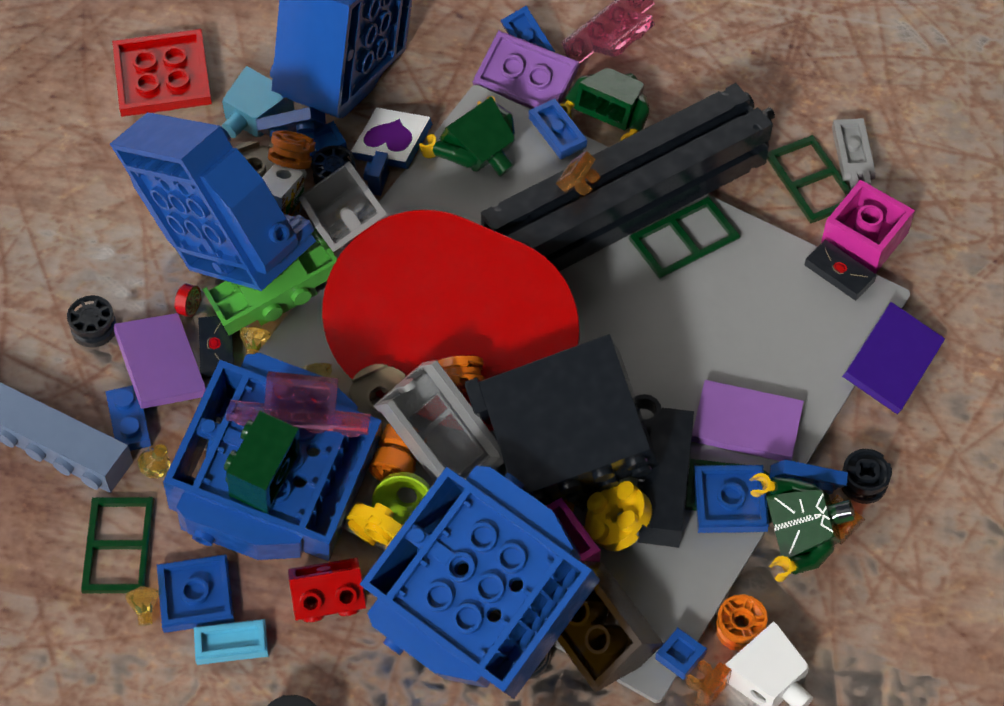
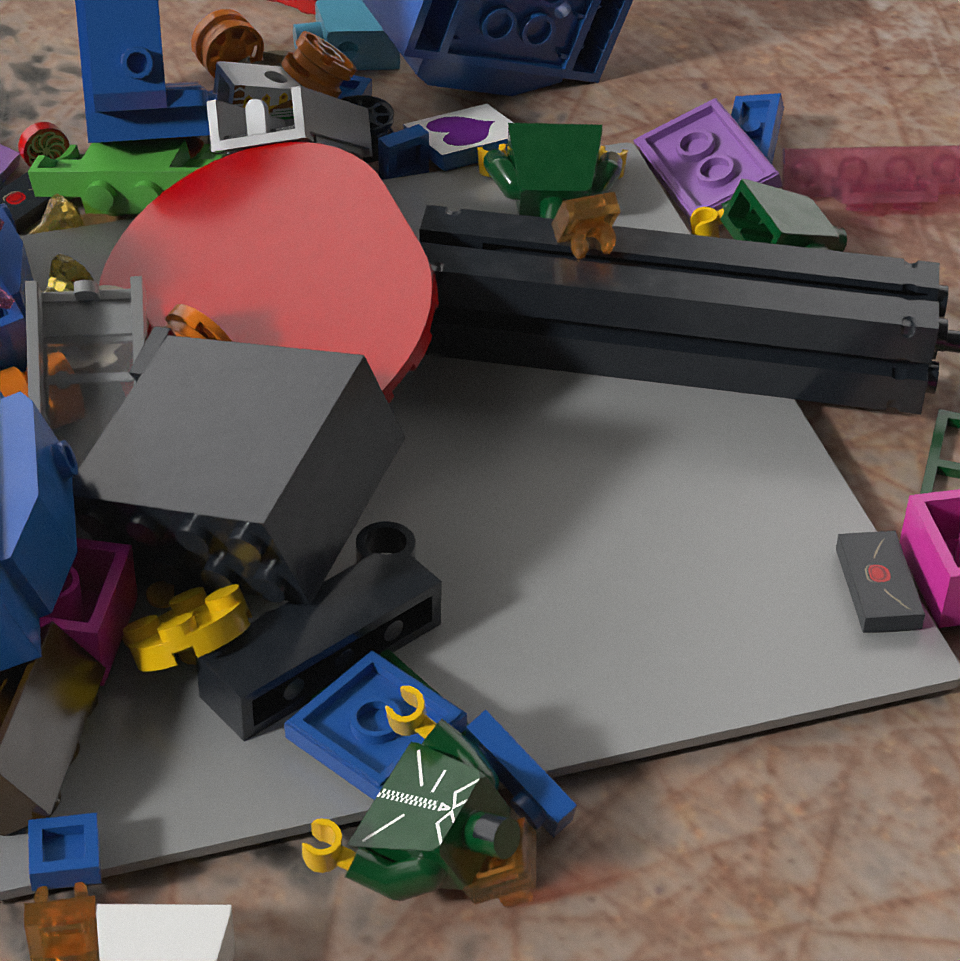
camera: 40 degrees right, 15 degrees down
(298, 121) = (370, 53): blue plate -> none
(327, 136) = (398, 94): blue plate -> none
(557, 128) = (672, 209): blue plate -> none
(672, 221) = (704, 396): dark green window -> none
(736, 608) = (212, 867): orange wheel -> none
(747, 421) = (523, 662): medium lavender tile -> none
(867, 475) = (617, 841): black wheel -> none
(893, 357) = (839, 734): dark purple tile -> none

